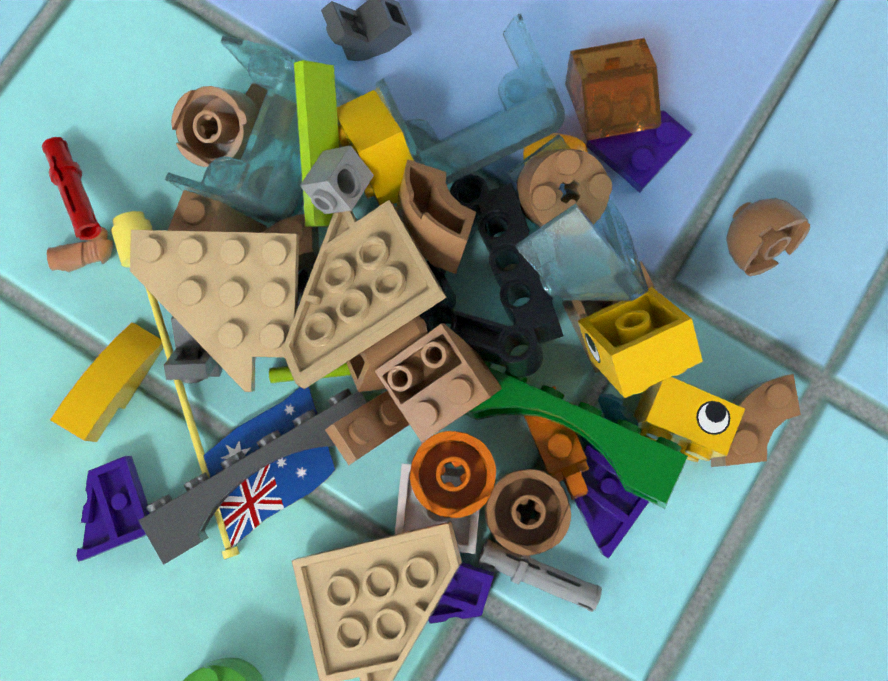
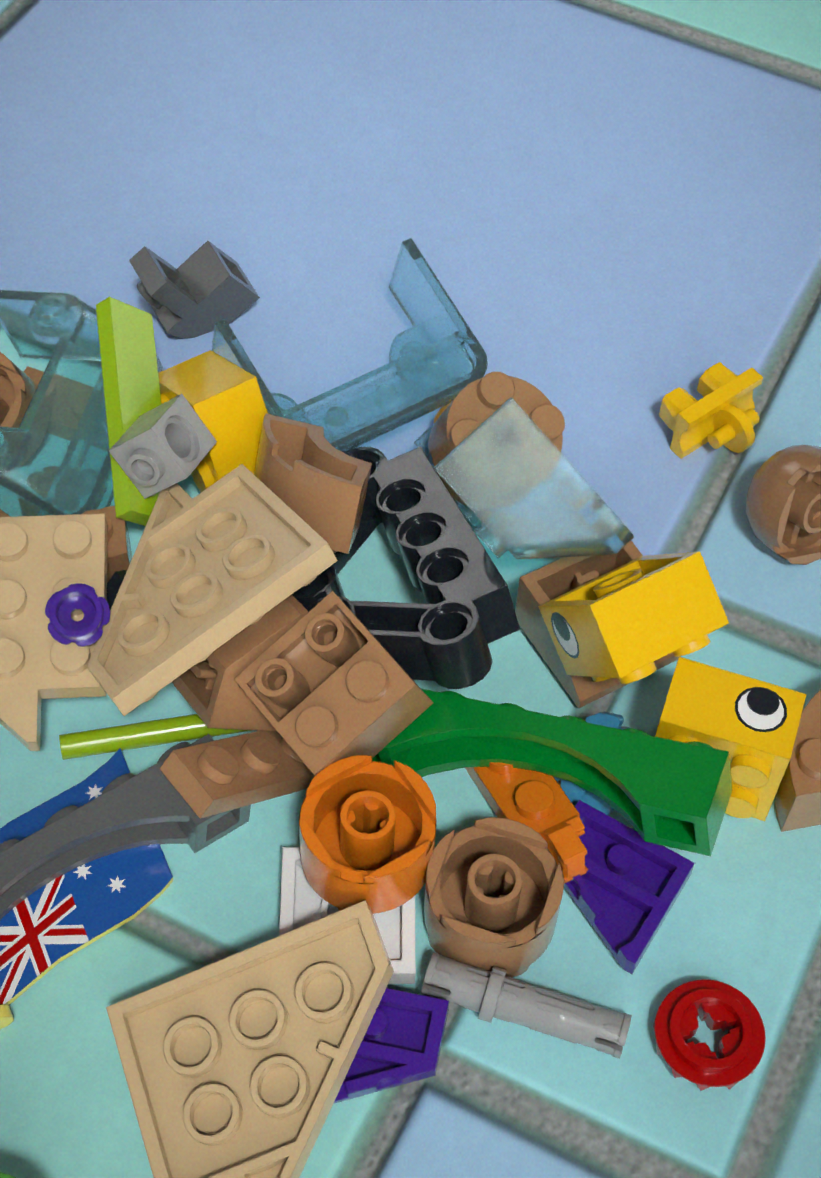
camera: 10 degrees left, 25 degrees down
(273, 325) = (64, 603): none -> dark purple plate
(614, 88) = (555, 335): clear orange slope -> none
(641, 153) = (610, 416): dark purple wing -> none
(663, 611) = (722, 1009): none -> red gear
(728, 141) = (720, 417): none -> yellow hips

